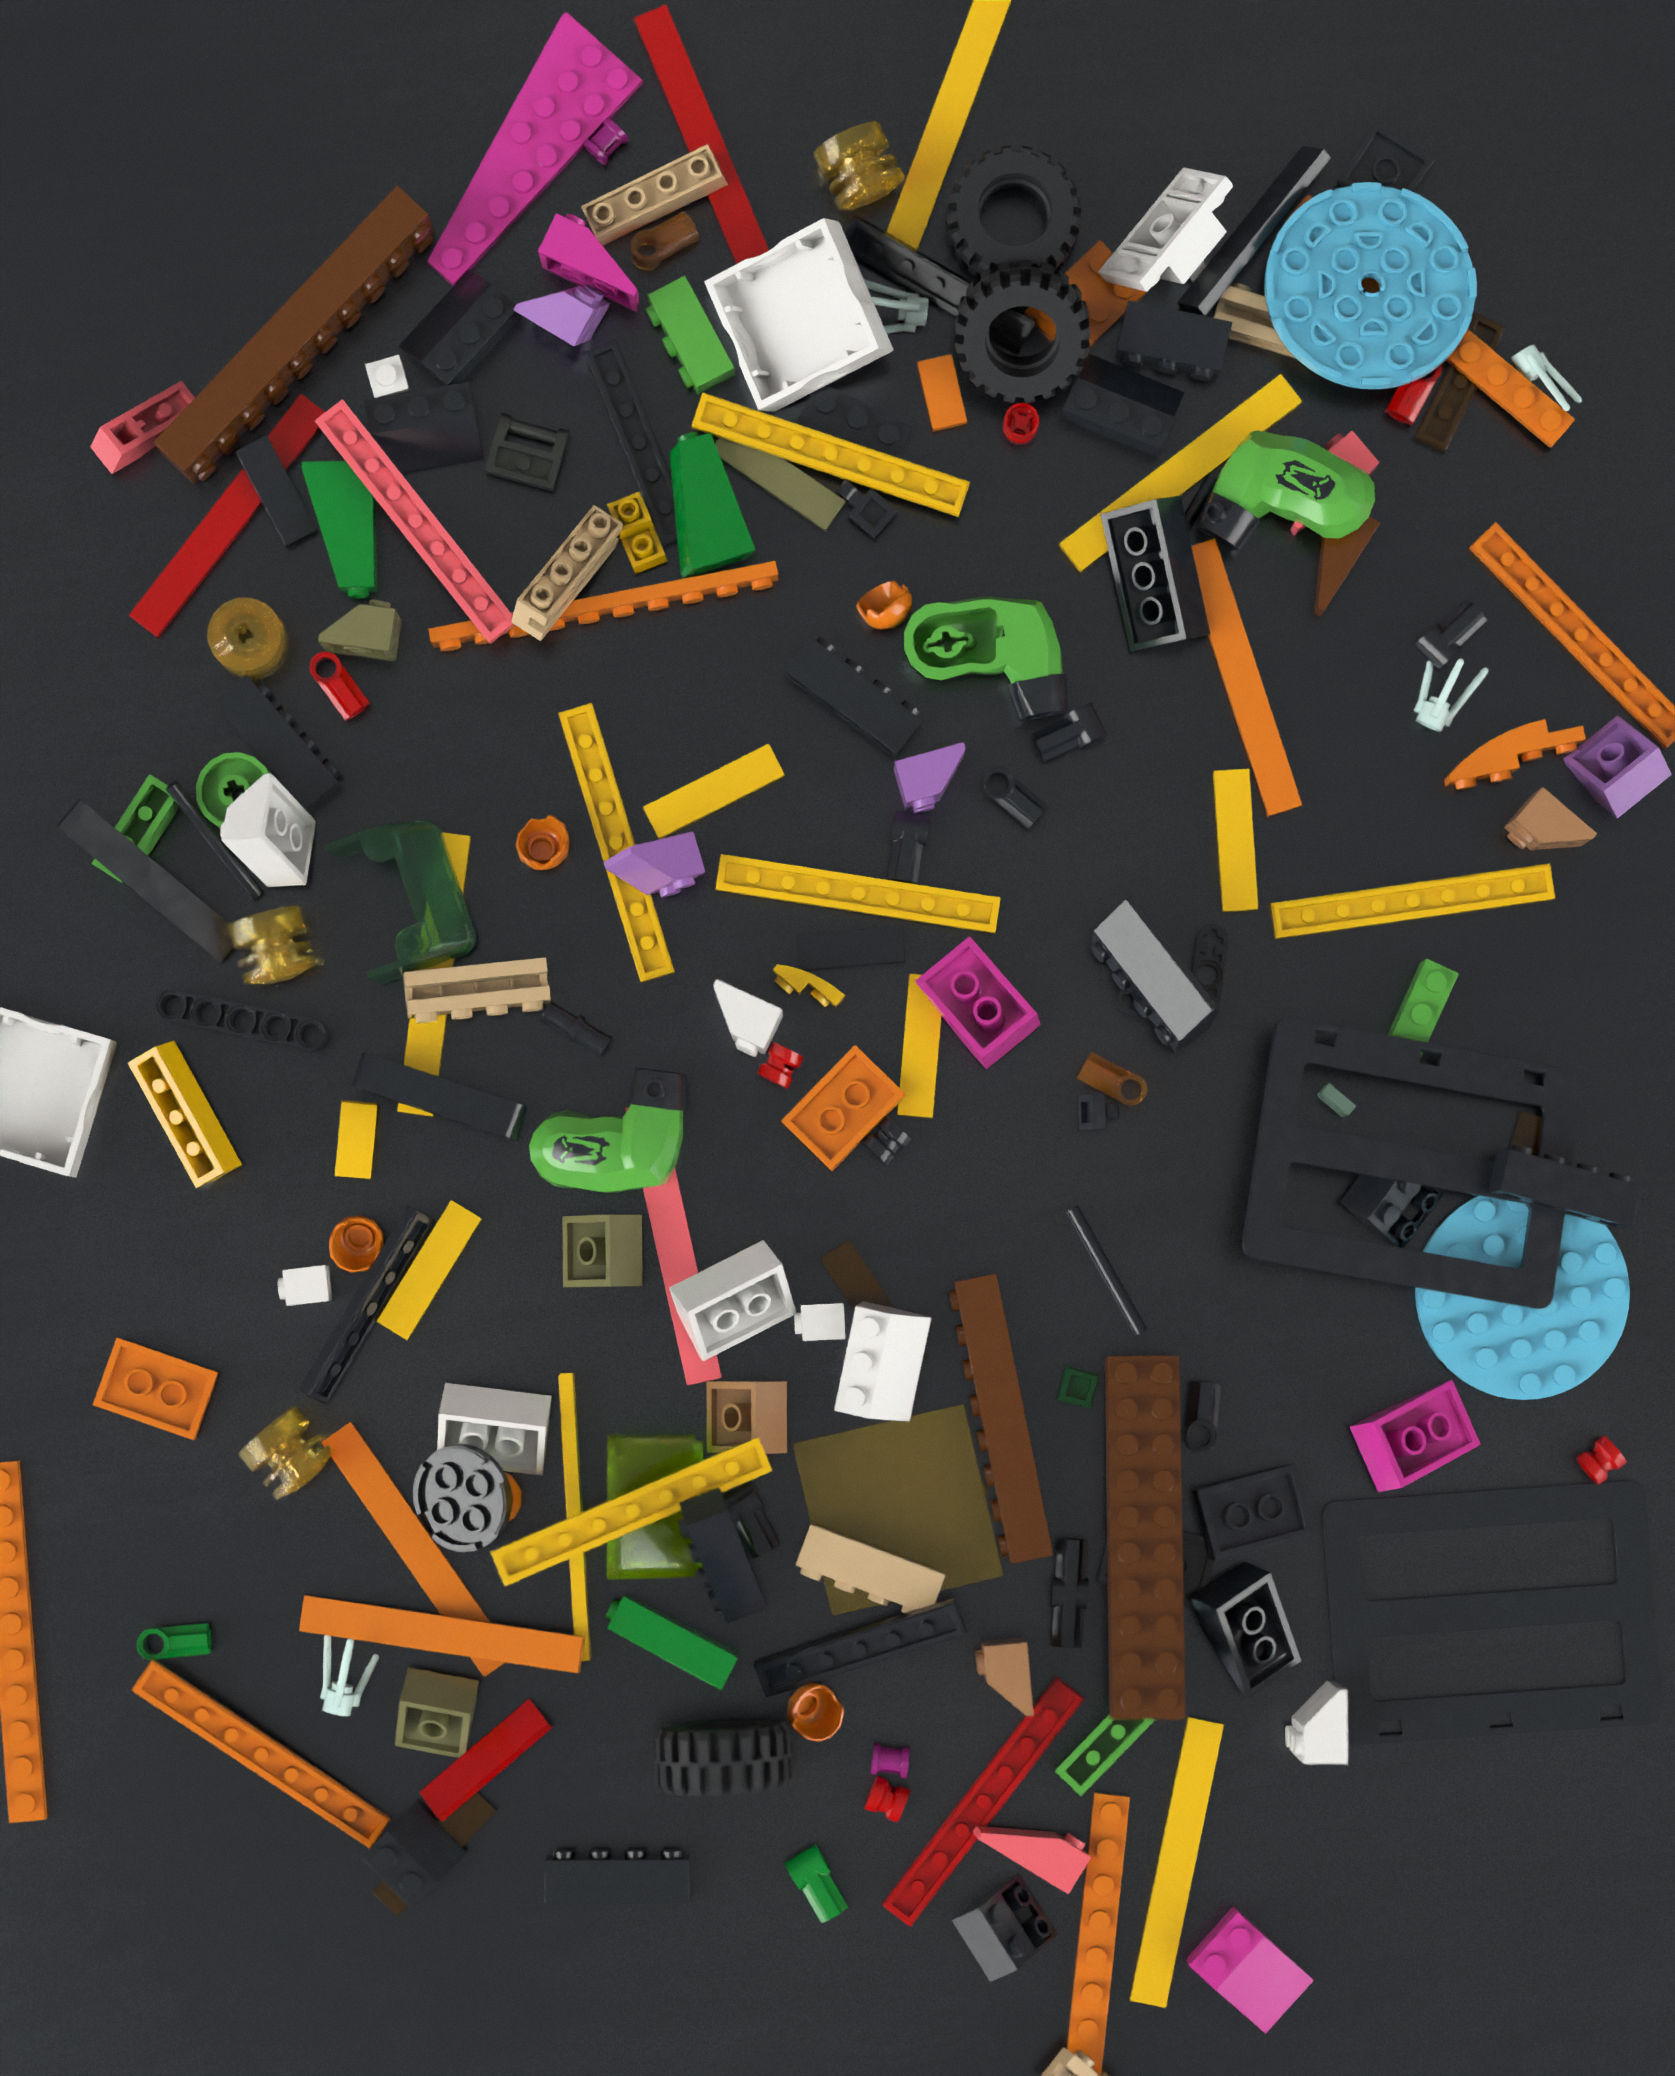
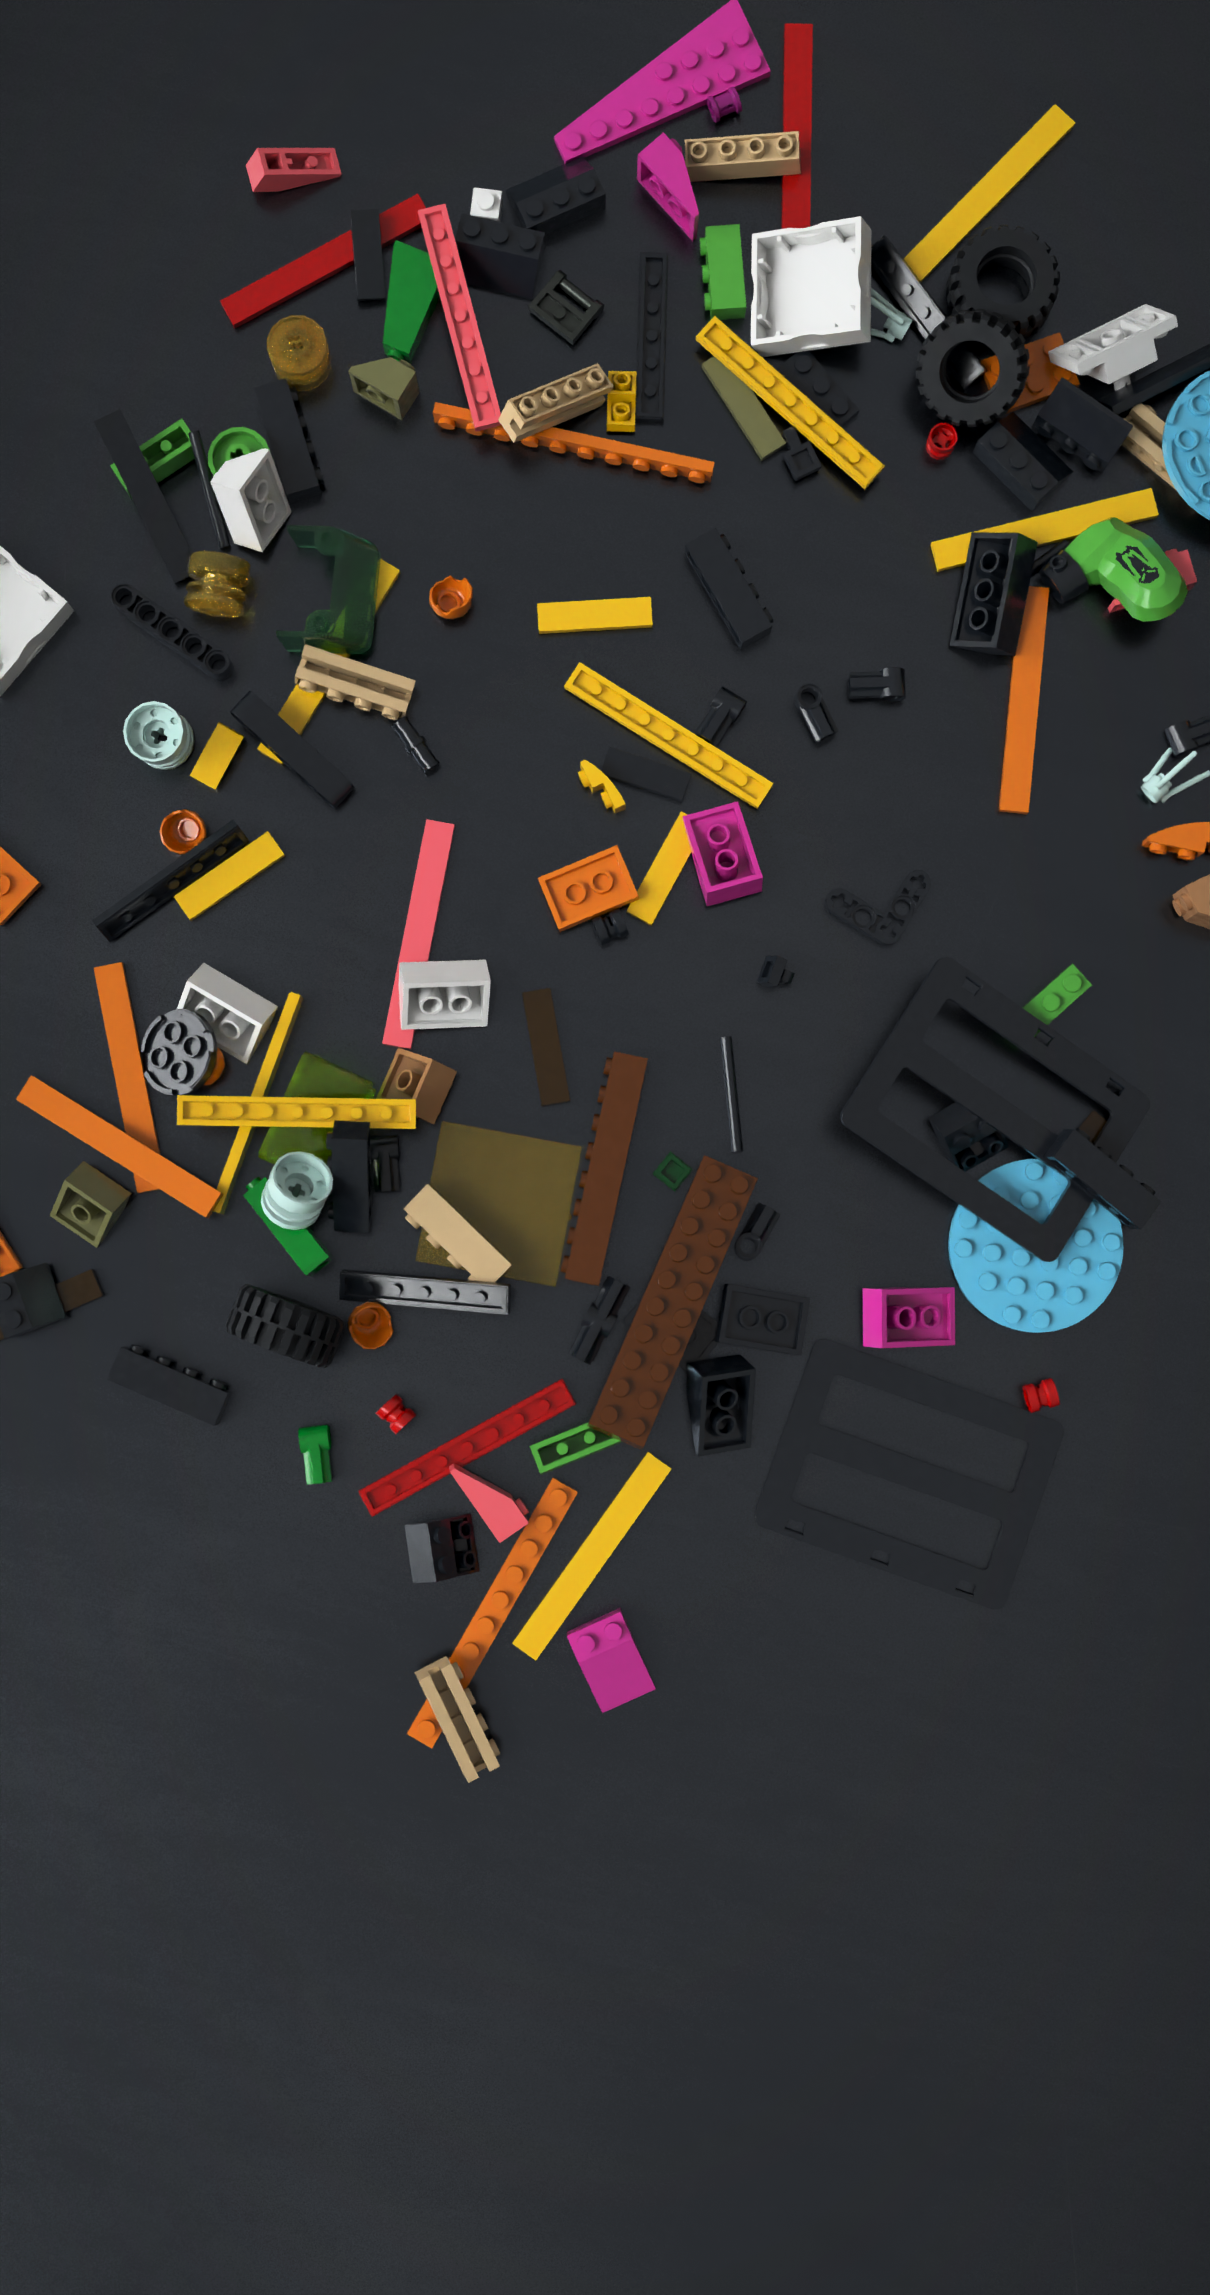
camera: 25 degrees right, 0 degrees up
(184, 1113) = (98, 681): yellow brick -> none
(269, 1164) = (142, 733): none -> light aqua wheel
(286, 1453) = (64, 967): clear yellow wheel -> none
(296, 336) = (432, 145): reddish brown brick -> none
(305, 1285) = (133, 847): white brick -> none
(339, 687) = (351, 417): red piece -> none
(339, 1696) = (23, 1159): light aqua plant -> none
(485, 1760) = (111, 1254): red tile -> none
(567, 313) = (643, 214): medium lavender slope -> none
(602, 1250) = (363, 916): olive slope -> none
(614, 836) = (506, 622): yellow tile -> none
(616, 1150) = (404, 846): bright green piece -> none
(659, 865) = (529, 646): medium lavender slope -> none
(665, 238) = (736, 193): clear orange piece -> none
(669, 1599) = (296, 1190): none -> light aqua wheel
(706, 510) = (679, 406): green slope -> none
(748, 1018) = (546, 788): white slope -> none
(780, 1065) = (555, 836): red wheel -> none
(820, 1322) = (502, 1039): white brick -> none
(858, 163) = (904, 198): clear yellow wheel -> none
(882, 1362) = (534, 1088): white slope -> none
(885, 605) = (782, 532): orange hair -> none
(890, 1760) = (411, 1386): magenta bush -> none
(926, 776) = (759, 668): medium lavender slope -> none
(942, 392) = (892, 395): orange tile -> none
(990, 639) = (851, 589): bright green piece -> none
(1007, 1670) = (526, 1357): medium nougat slope -> none
(1109, 1079) = (796, 953): clear orange piece -> none
(1153, 975) = (862, 887): slope -> none
(1235, 840) = (967, 817): yellow tile -> none
(1320, 1727) = (743, 1501): white slope -> none
(1336, 1100) = (958, 1041): sand green tile -> none
(1337, 559) = (1137, 640): reddish brown slope -> none
(1412, 901) = (1080, 919): yellow tile -> none

